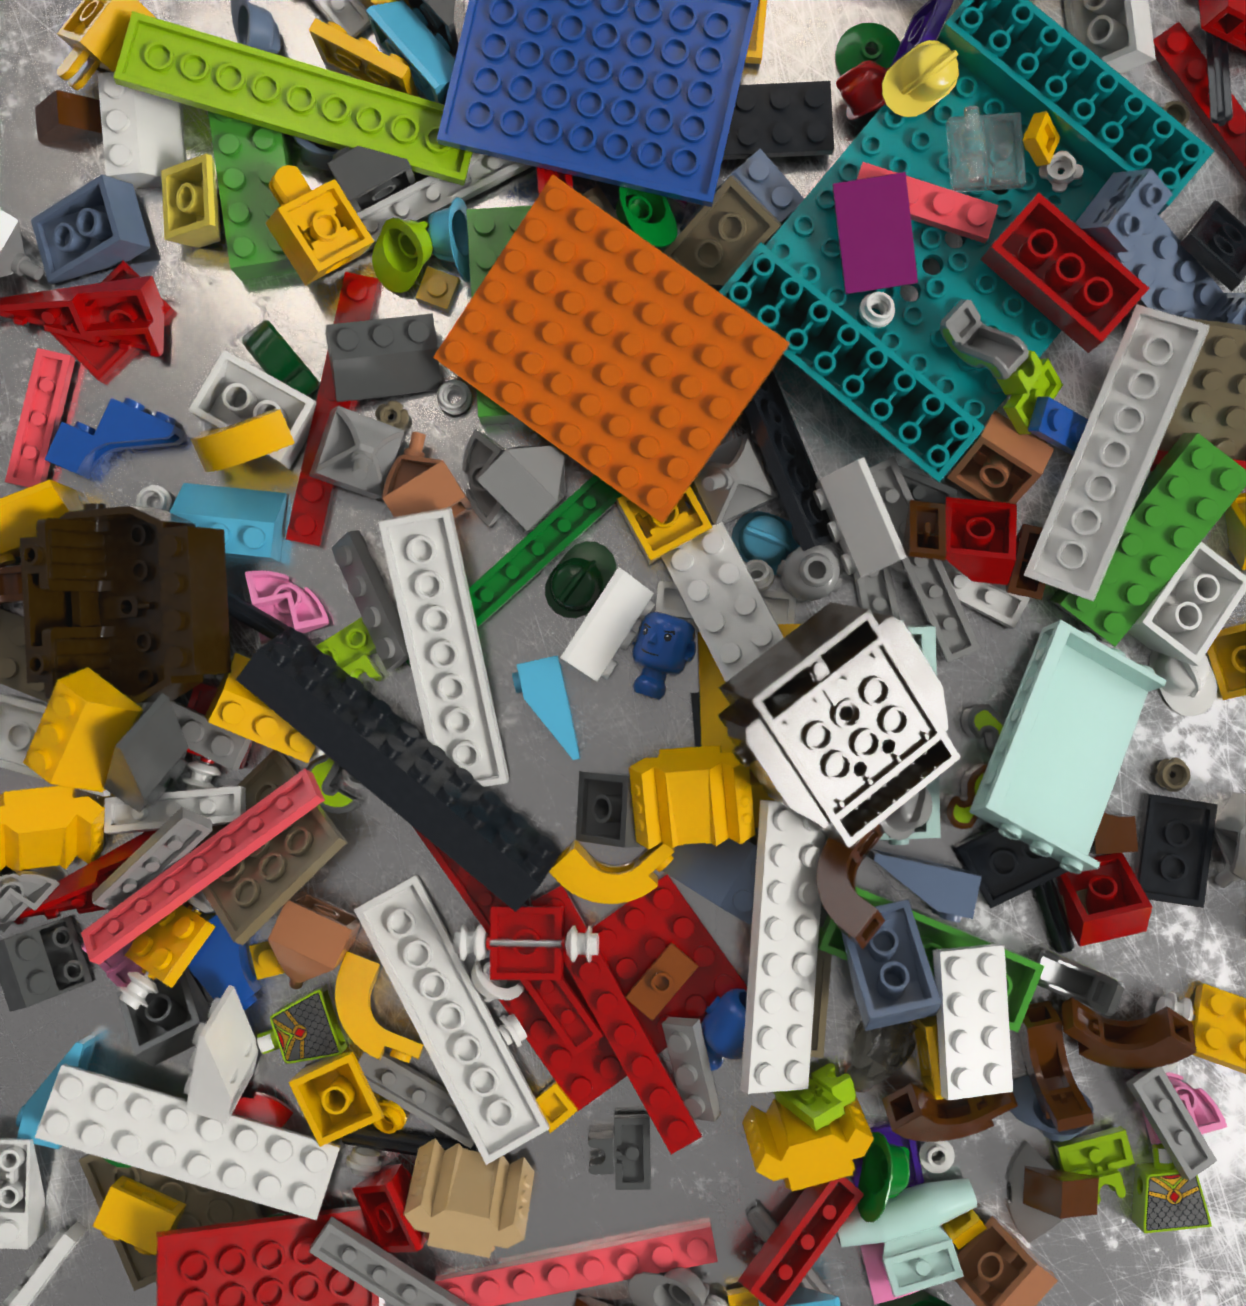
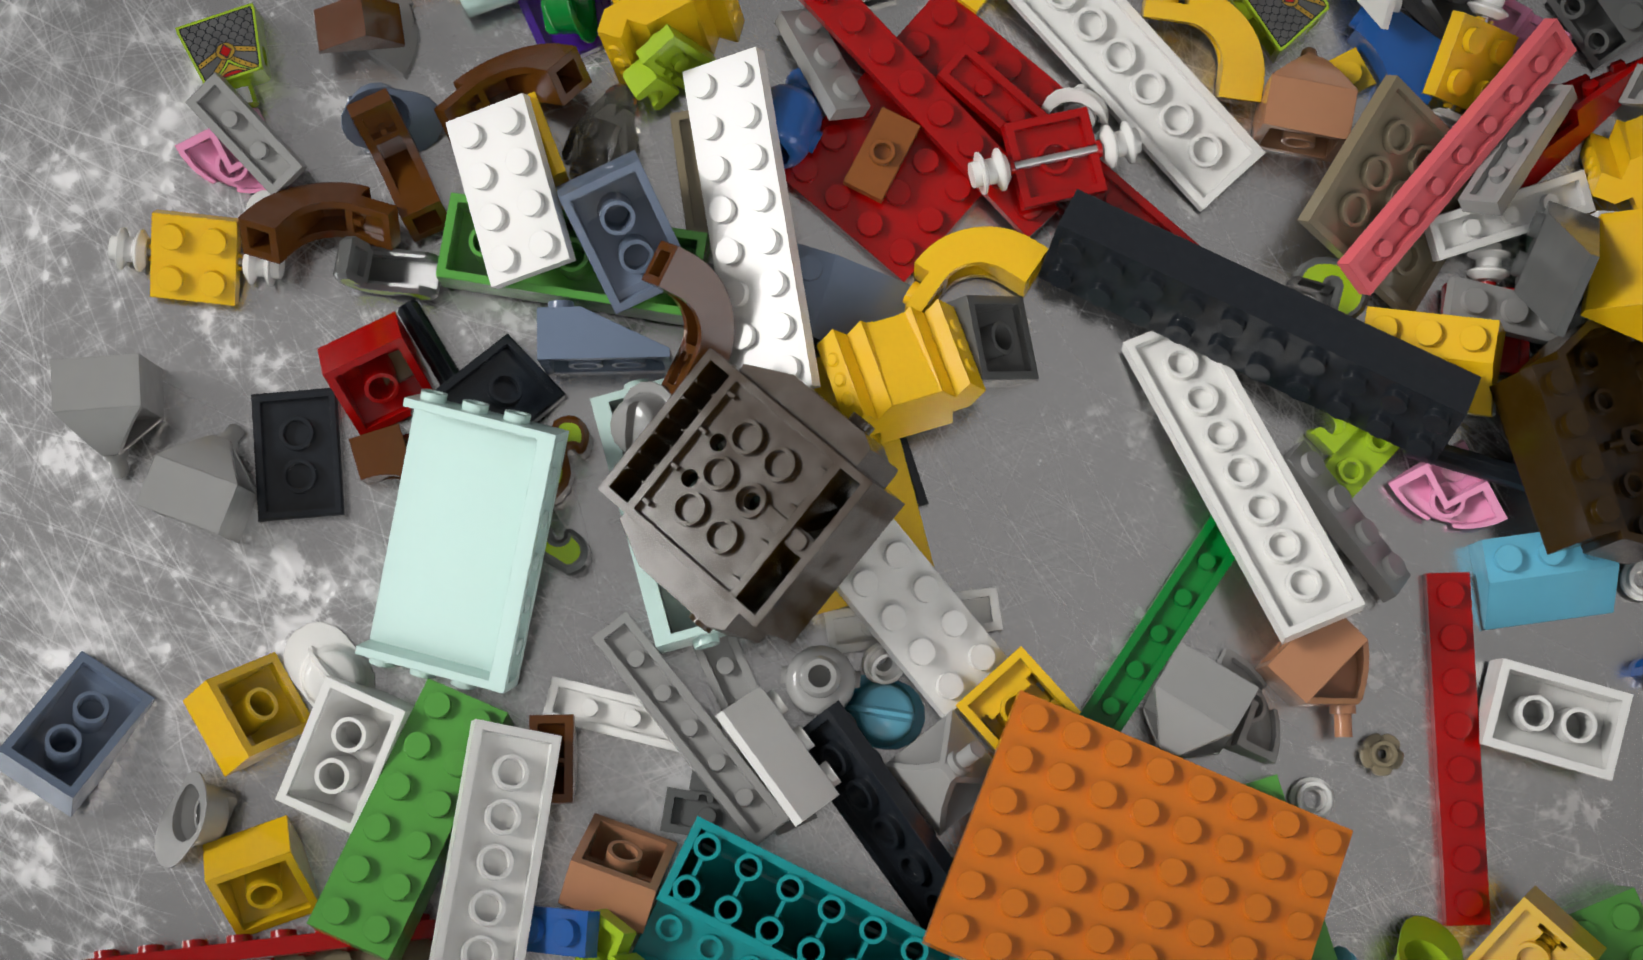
camera: 170 degrees right, 5 degrees down
(242, 441) = (1555, 667): yellow arch -> none
(279, 358) = (1541, 790): dark green animal -> none
(356, 452) = (1413, 694): light grey piece -> none
(383, 357) = (1413, 821): dark grey slope -> none
(437, 289) = (1368, 931): yellow plate -> none
(512, 1030) = (1042, 58): white plate -> none
(546, 694) = (1100, 455): medium azure slope -> none
(579, 579) = (1096, 611): dark green piece -> none
(609, 626) = (1049, 556): white slope -> none
(662, 648) = (977, 546): blue piece -> none
(925, 530) = (695, 758): reddish brown slope -> none
(925, 1156) = (506, 22): white plate -> none
(981, 538) = (624, 772): red slope -> none
(1098, 1155) = (320, 77): lime plate -> none
(1181, 777) = (308, 545): dark tan plate -> none

